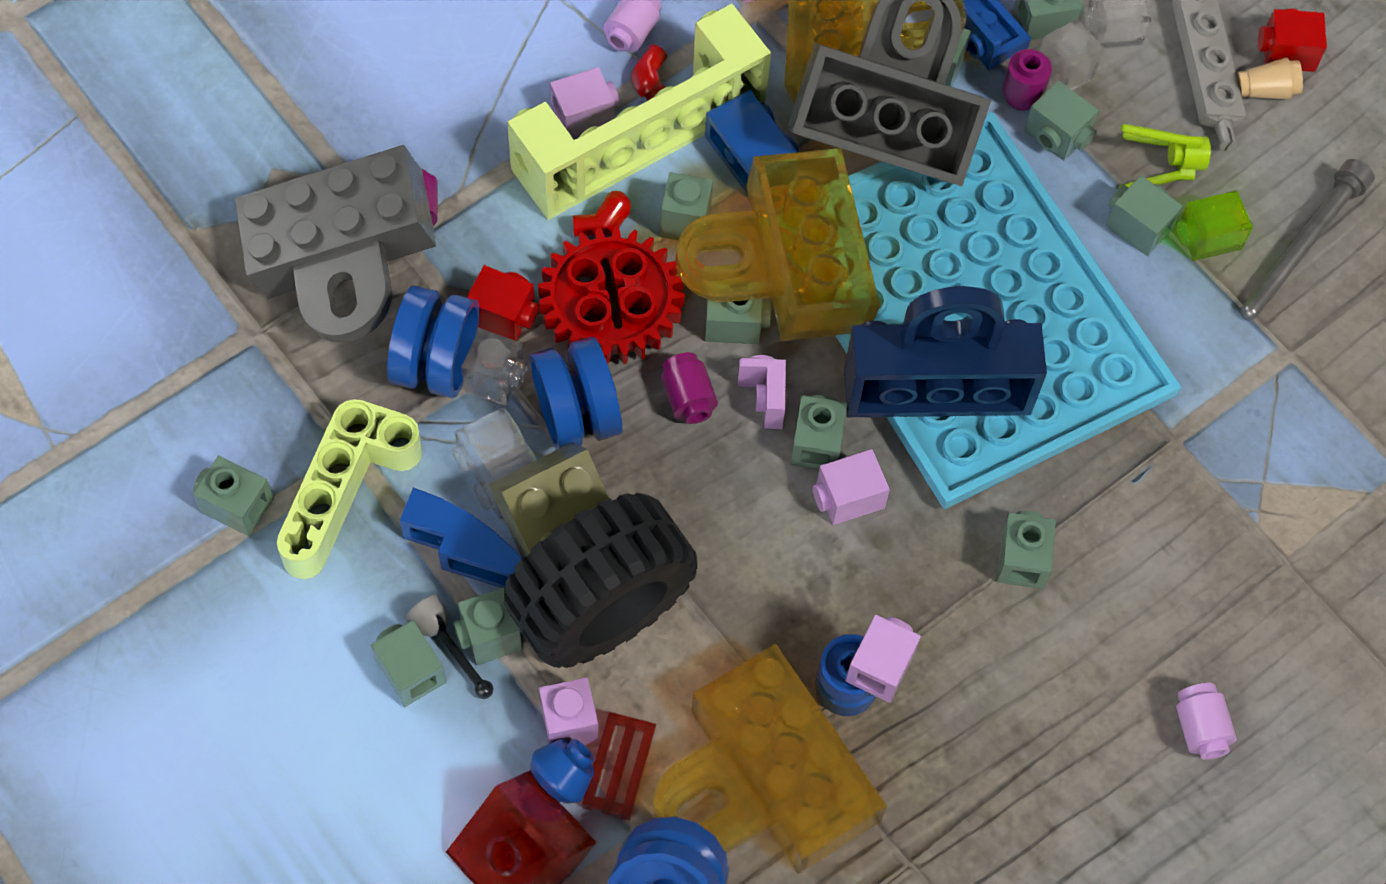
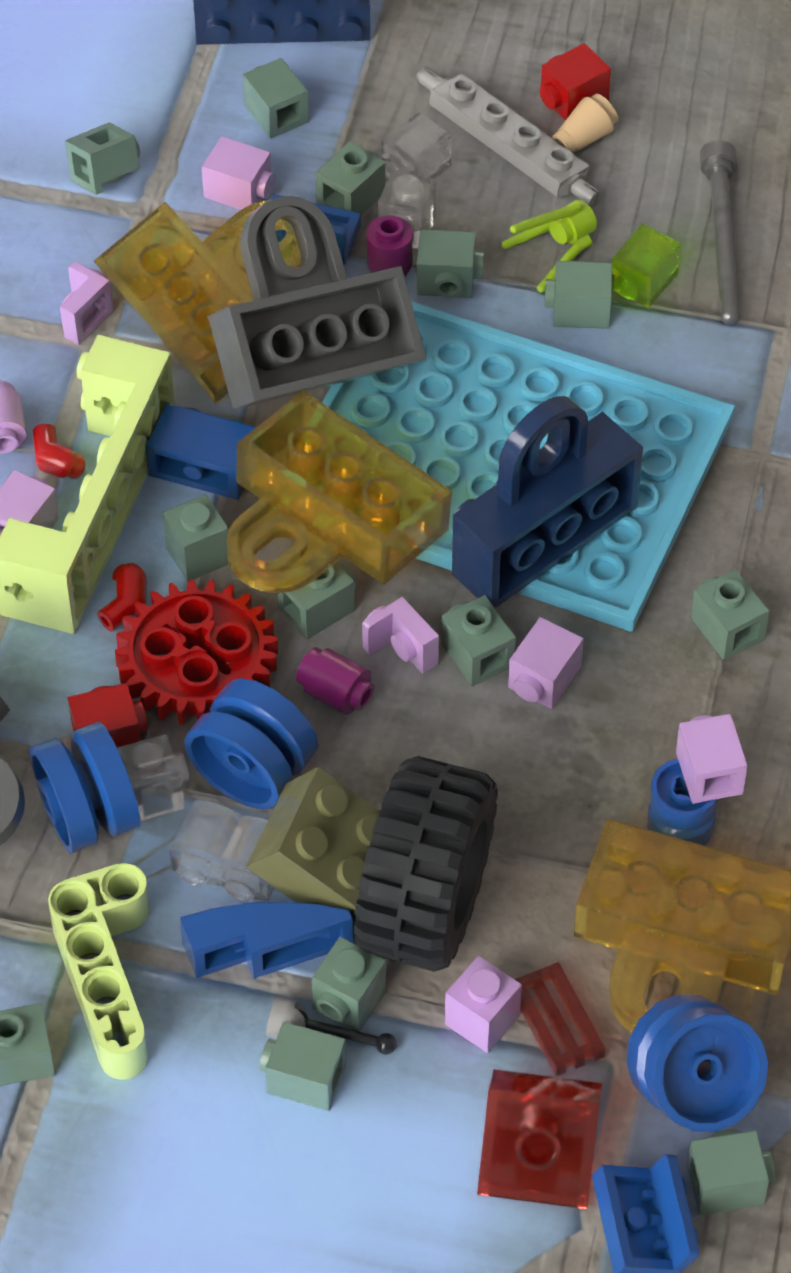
camera: 35 degrees left, 10 degrees down
(563, 769) = (520, 1047): blue cone -> none

